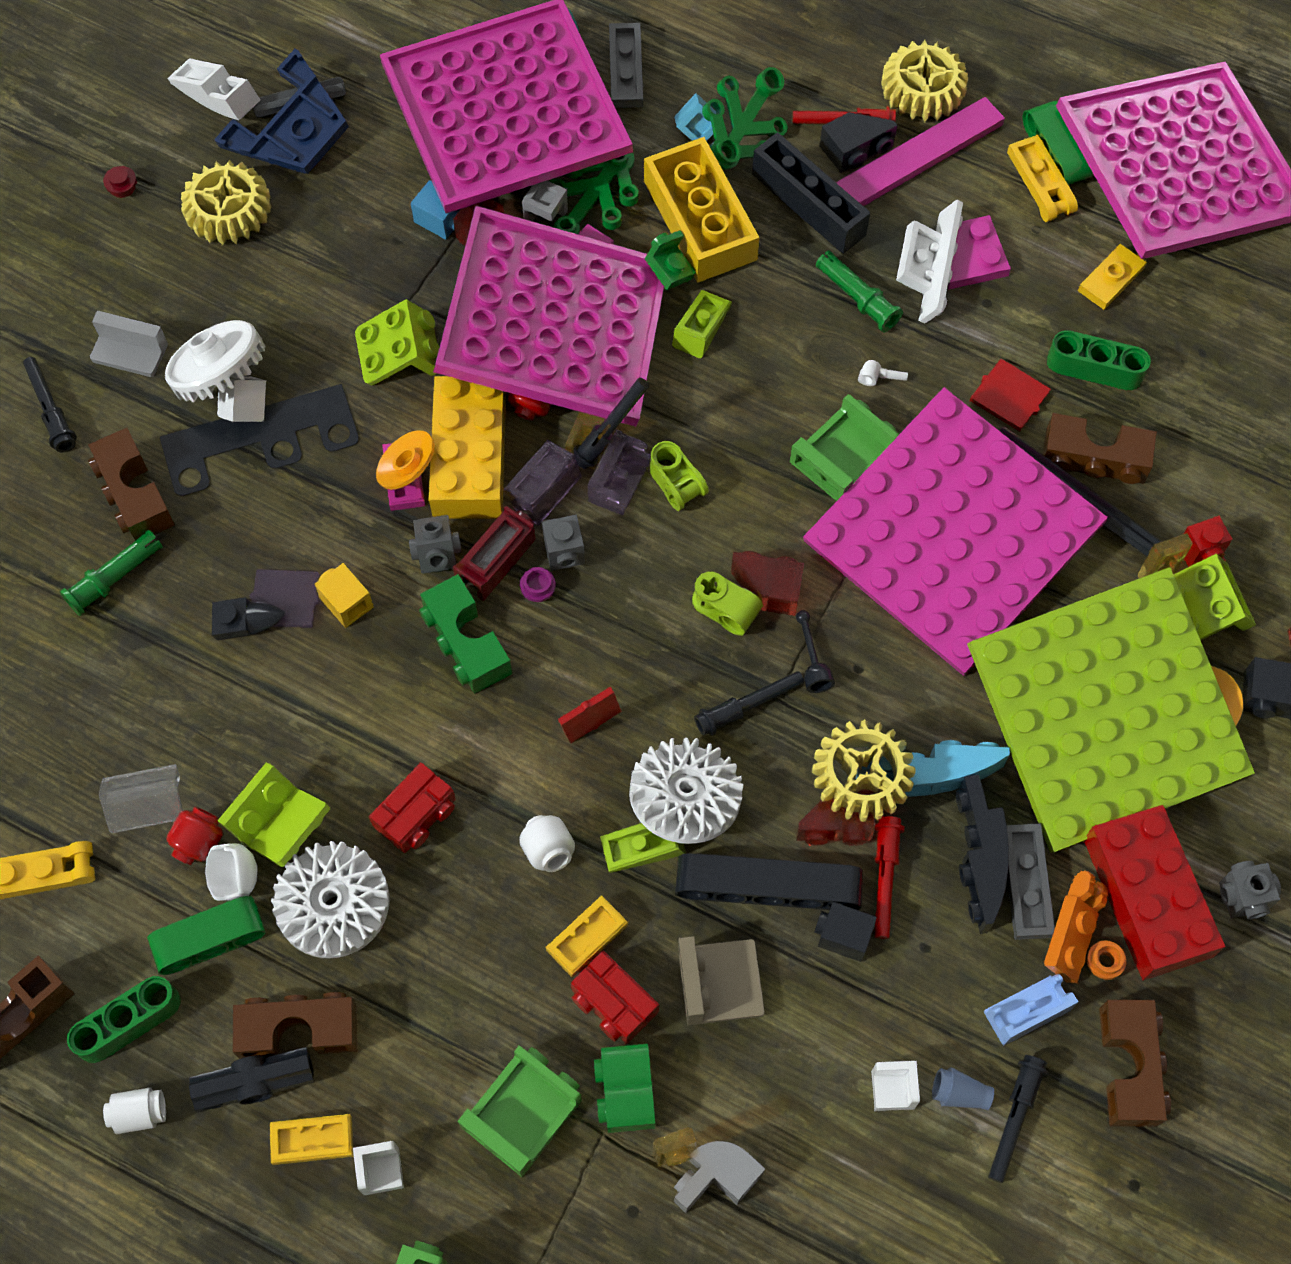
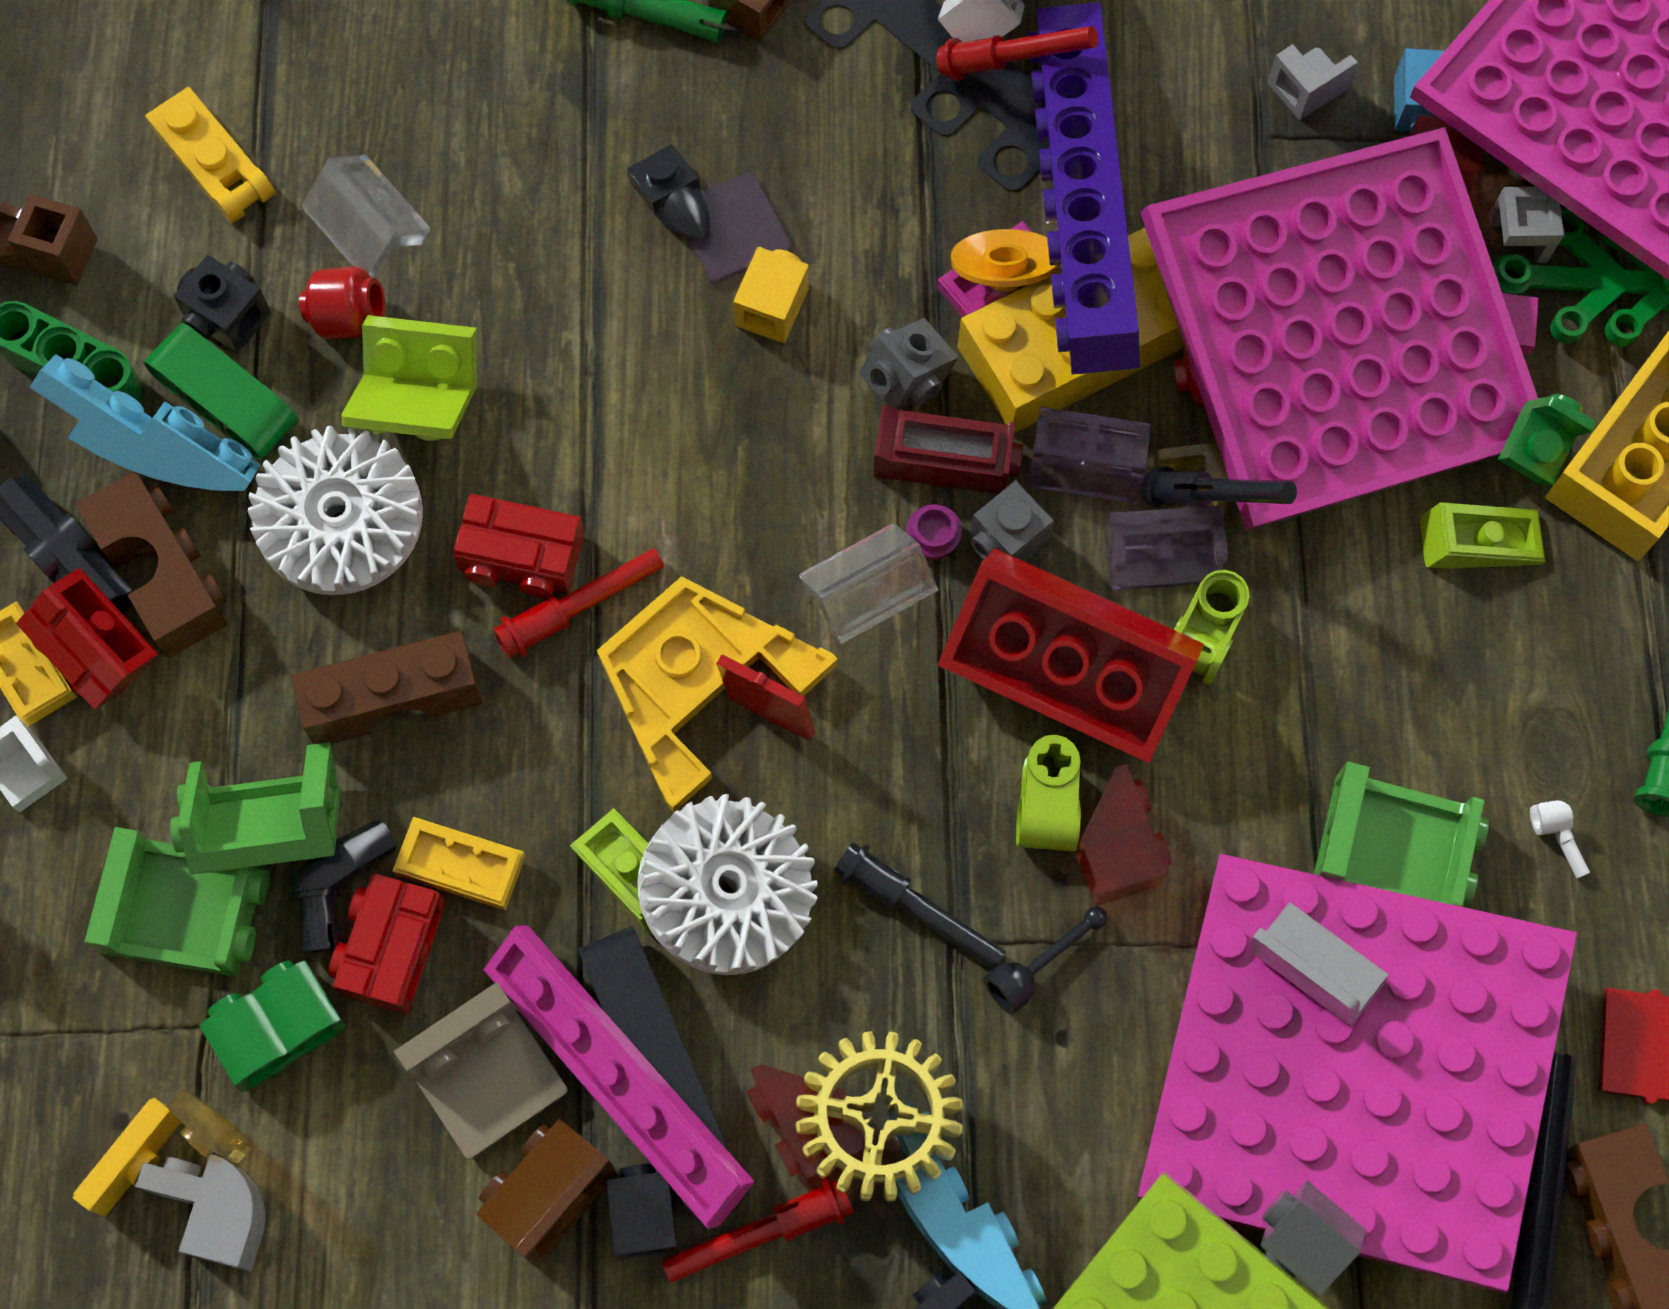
camera: 60 degrees right, 5 degrees up
(149, 905) = (221, 302): none -> black brick
(222, 985) = (164, 447): none -> medium azure slope
(230, 871) = (315, 373): white hair -> none
(275, 403) = (963, 58): none -> red pin
(326, 1085) = (86, 638): none -> red brick
(391, 261) = (1309, 79): none -> light grey panel
(394, 394) = (1085, 199): none -> dark purple brick
(395, 341) = (1188, 148): lime bracket -> none
(456, 927) = (348, 695): none -> reddish brown arch
(466, 828) = (553, 615): none -> red pin
(478, 660) = (822, 435): green arch -> none
(500, 1031) = (258, 819): none -> bright green panel
(535, 757) = (668, 673): none -> yellow wing
(546, 631) = (870, 581): none -> clear panel
(547, 843) = (559, 741): white head -> none
(552, 1011) = (325, 877): none -> black arm
(657, 546) = (1070, 654): none -> red brick
(663, 1209) = (126, 1157): none -> yellow plate
(763, 902) = (619, 1077): none -> dark pink tile
(808, 974) = (545, 1191): none -> reddish brown slope
(894, 514) = (1319, 963): none -> light grey panel
(1036, 592) = (1311, 1236): none -> dark grey brick

